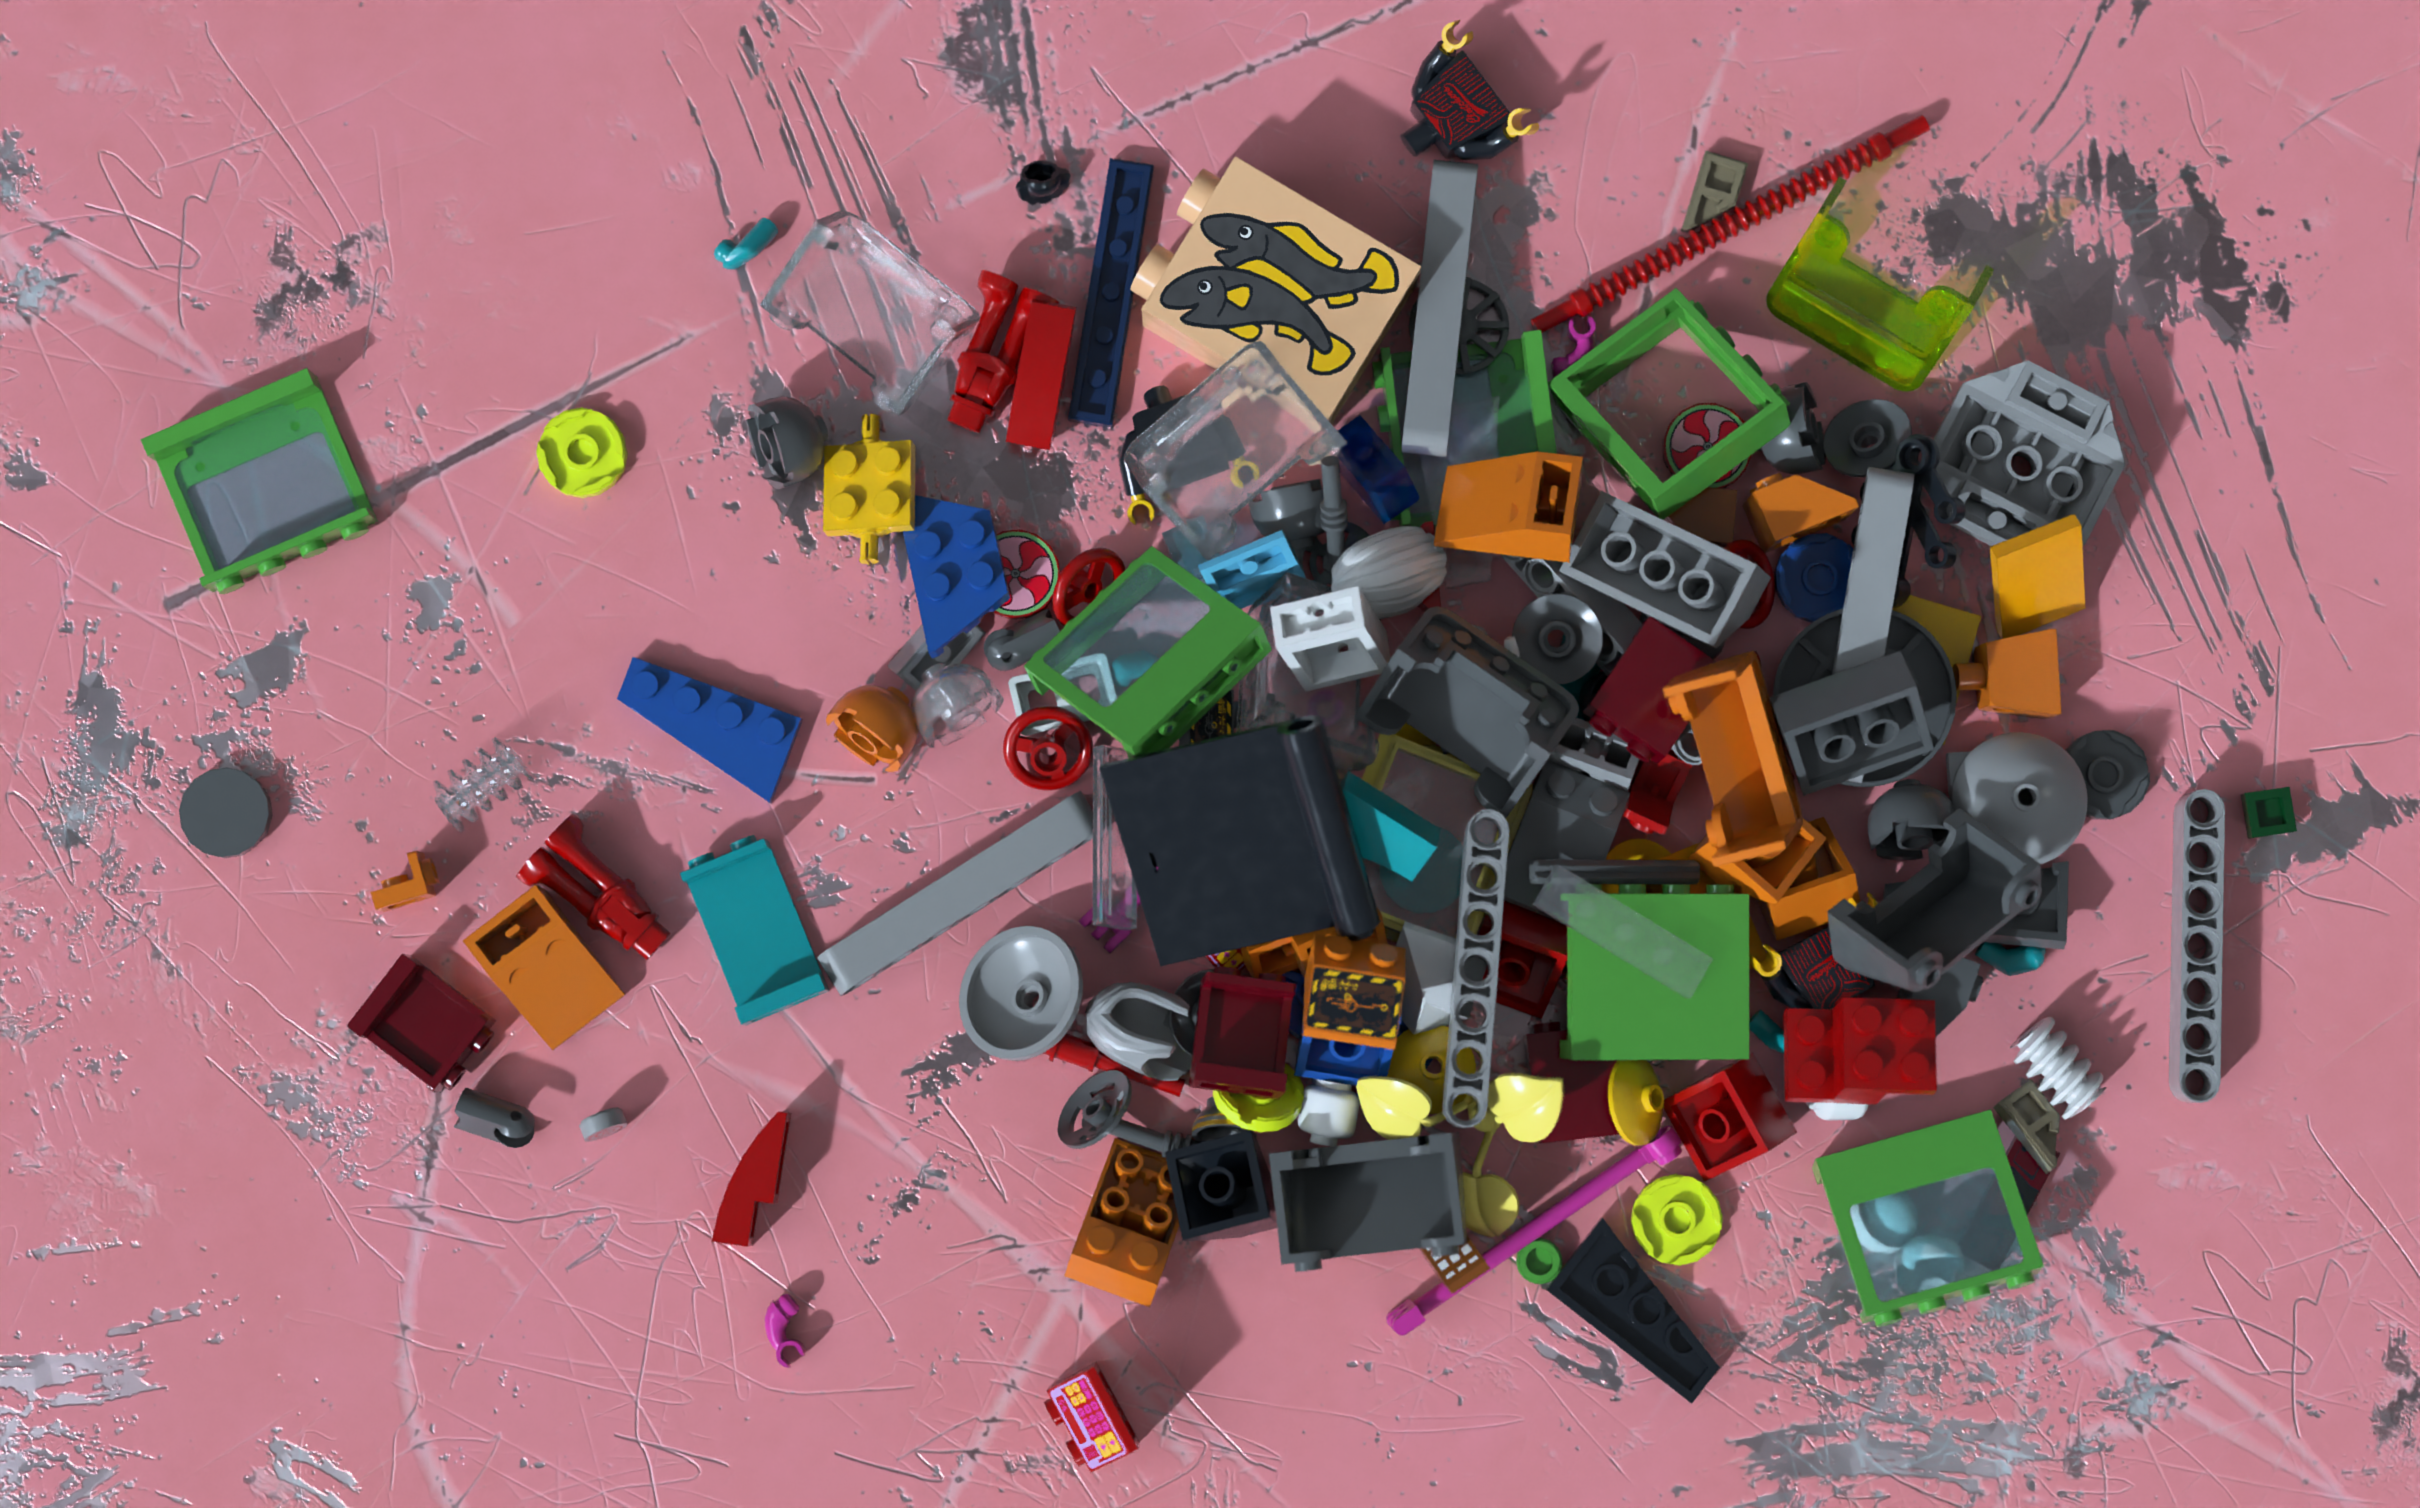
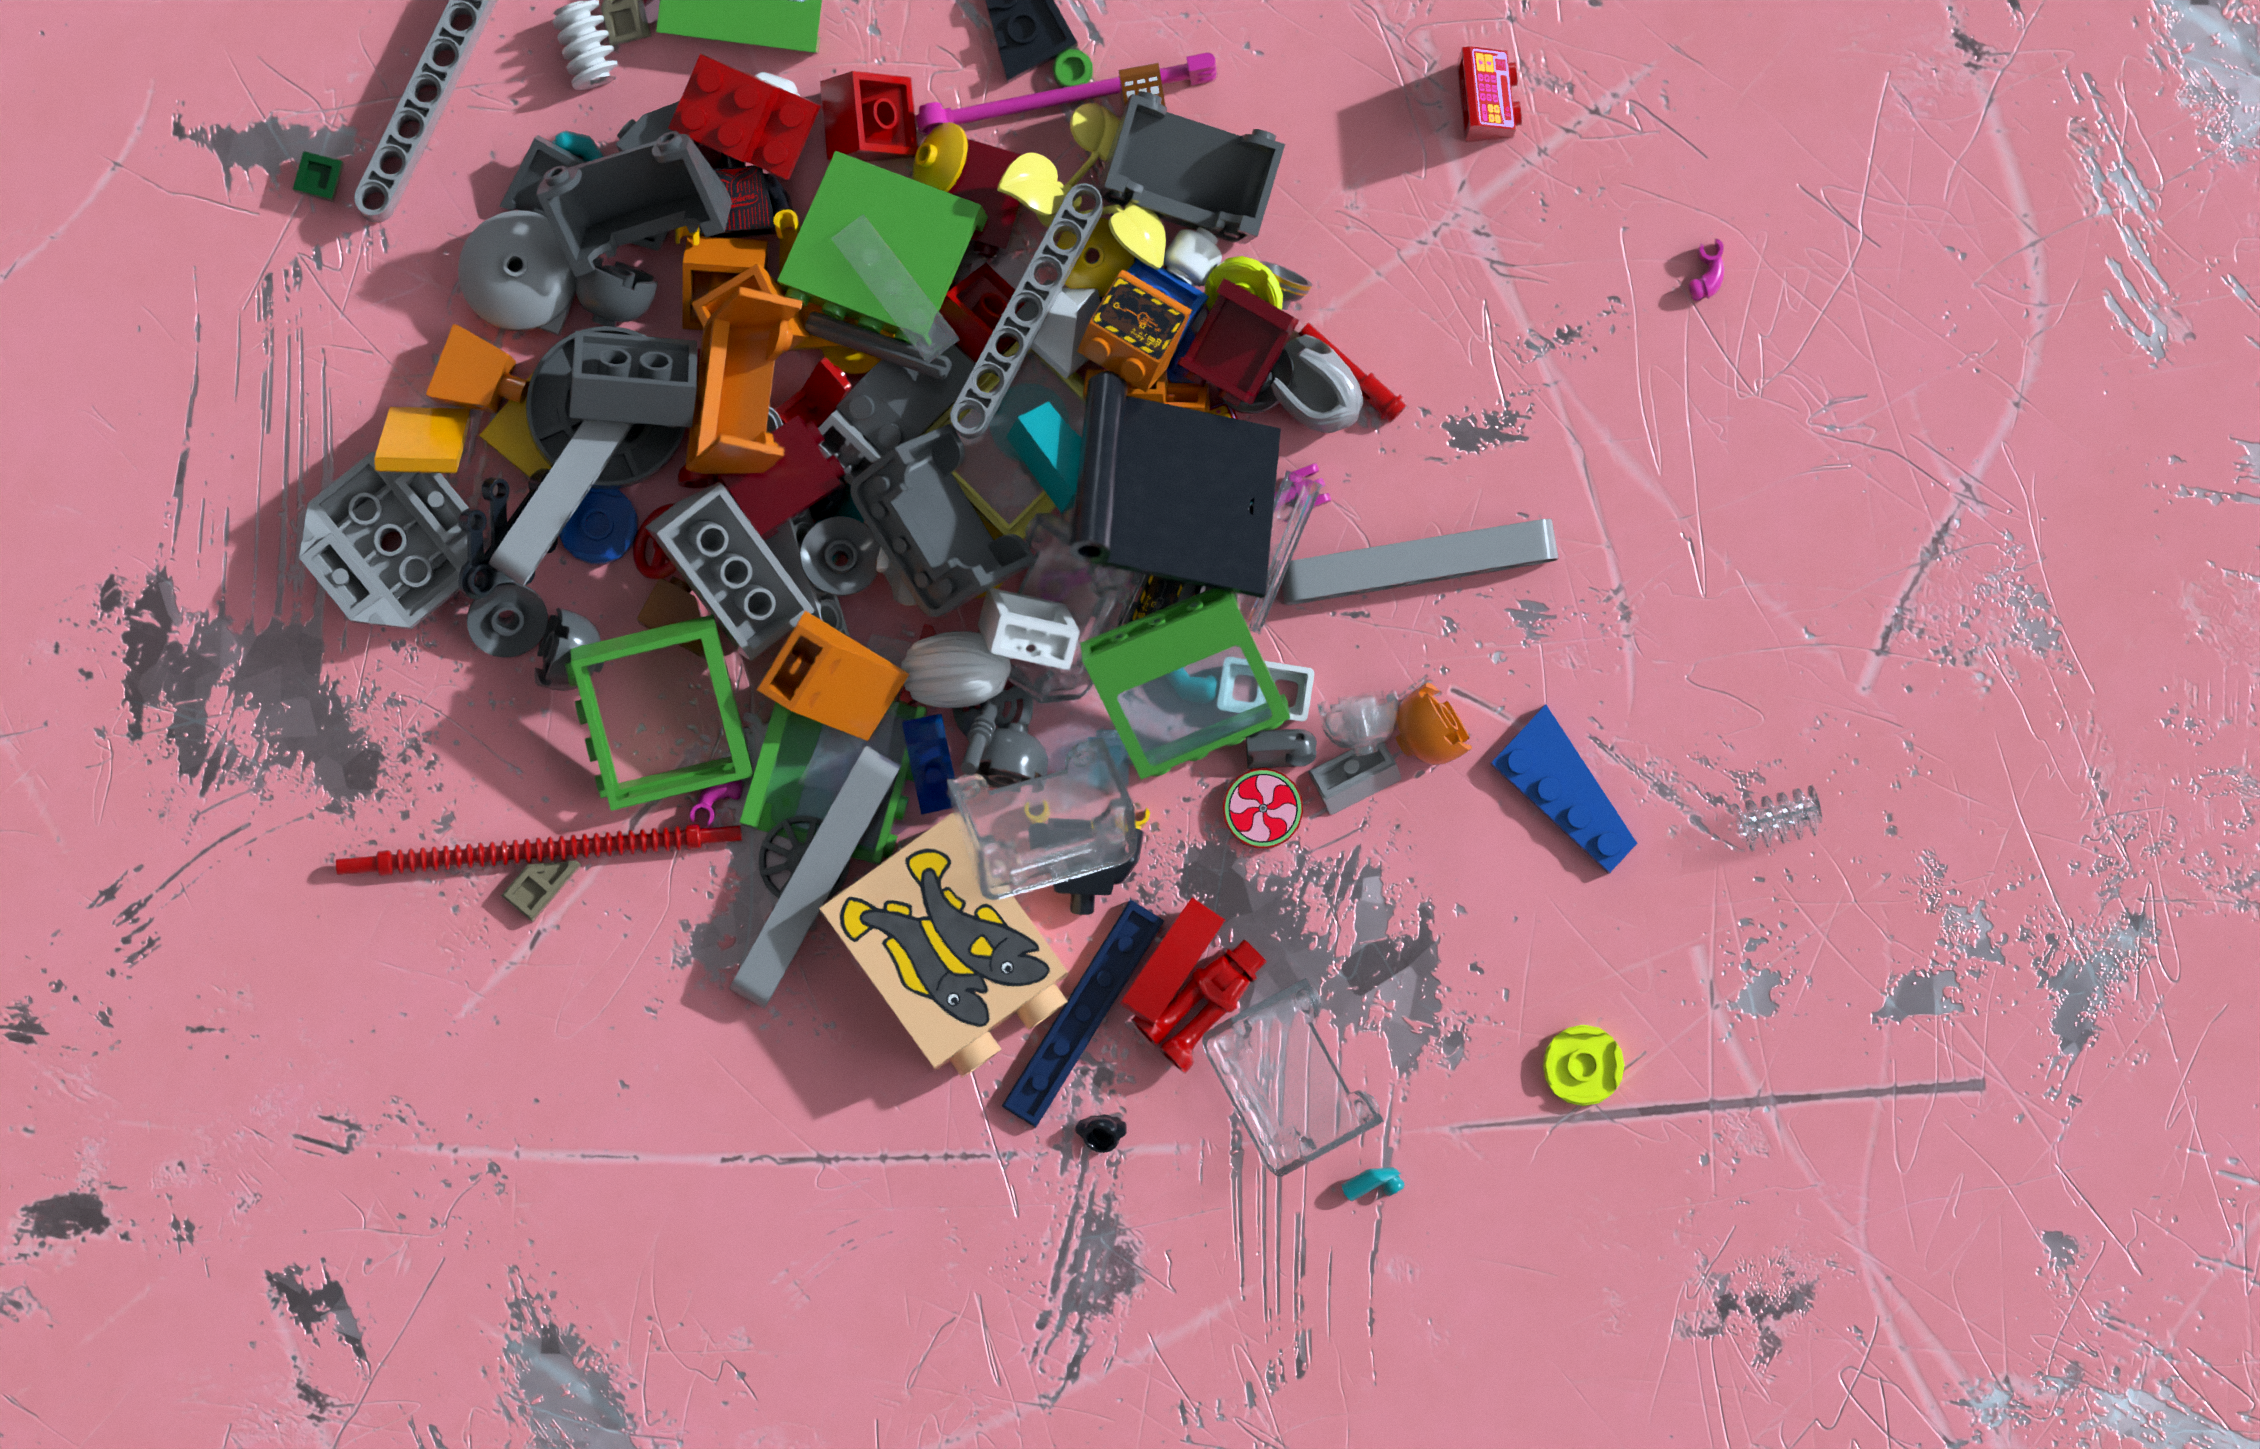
camera: 160 degrees left, 0 degrees up
(225, 812) = (2000, 886): dark grey tile -> none
(262, 481) = (1861, 1150): clear light blue panel -> none
(401, 891) = (1880, 757): orange bracket -> none
(423, 1023) = (1903, 640): dark red panel -> none
(494, 1119) = (1875, 538): dark grey piece -> none
(544, 966) = (1786, 644): orange slope -> none
(602, 1124) = (1789, 497): light grey tile -> none
(616, 912) = (1708, 666): red piece -> none
(753, 1182) = (1685, 396): red slope -> none
(754, 929) = (1600, 602): teal panel -> none
(787, 439) = (1406, 998): dark grey cylinder -> none
(869, 488) = (1355, 929): yellow plate -> none
(954, 568) = (1313, 834): blue wing -> none
(1001, 990) = (1419, 469): light grey dish -> none
(1052, 764) = (1301, 632): red piece -> none
(1082, 583) = (1211, 775): red piece -> none
(1106, 1118) = (1375, 322): dark grey dish -> none
(1127, 1226) = (1389, 237): orange slope -> none
(1222, 1188) = (1306, 231): black slope -> none
(1251, 569) = (1067, 718): medium azure slope -> none
(1459, 107) = (723, 1043): black torso -> none
(1676, 1219) = (946, 56): neon yellow tile -> none
(1697, 431) = (644, 679): tile -> none
(1767, 1031) = (806, 174): teal arm -> none
(1793, 508) = (599, 581): orange slope -> none
(1861, 313) = (460, 725): clear neon green windscreen -> none
(2112, 772) = (431, 263): dark grey tile -> none

